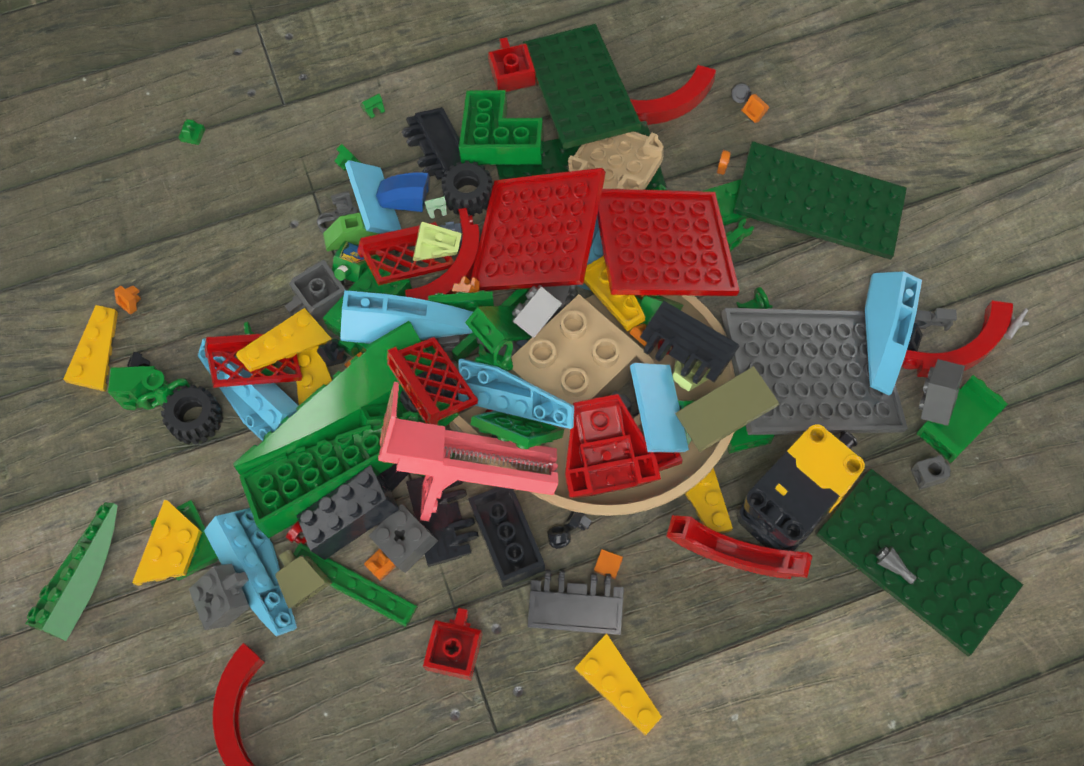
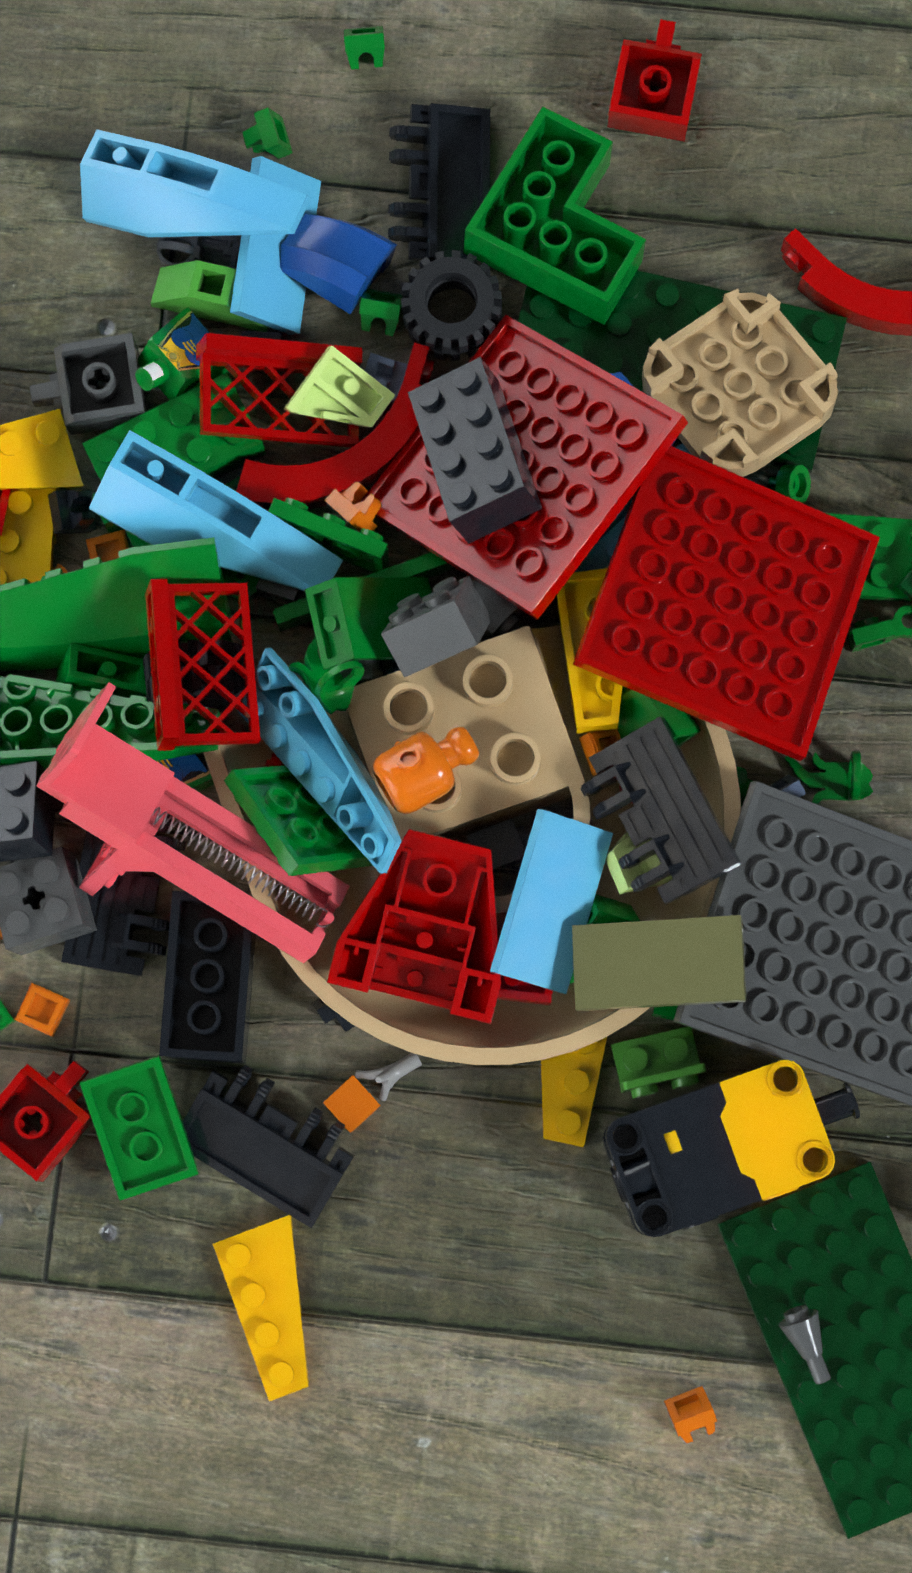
camera: 30 degrees right, 15 degrees up
(317, 190) = (179, 193): none -> medium azure wedge
(428, 594) = (42, 1009): none -> orange tile
(508, 625) = (139, 1127): none -> green plate
(513, 231) = (474, 450): none -> black brick
(559, 536) = (295, 1018): black tile -> none
(565, 371) = (421, 769): none -> orange piece
(581, 87) = (757, 195): dark green plate -> none
(620, 539) = (390, 1074): none -> light grey bar
(736, 553) = (565, 1190): red arch -> none
(745, 470) = (657, 1060): none -> bright green bracket
(859, 630) = (690, 1412): none -> orange tile

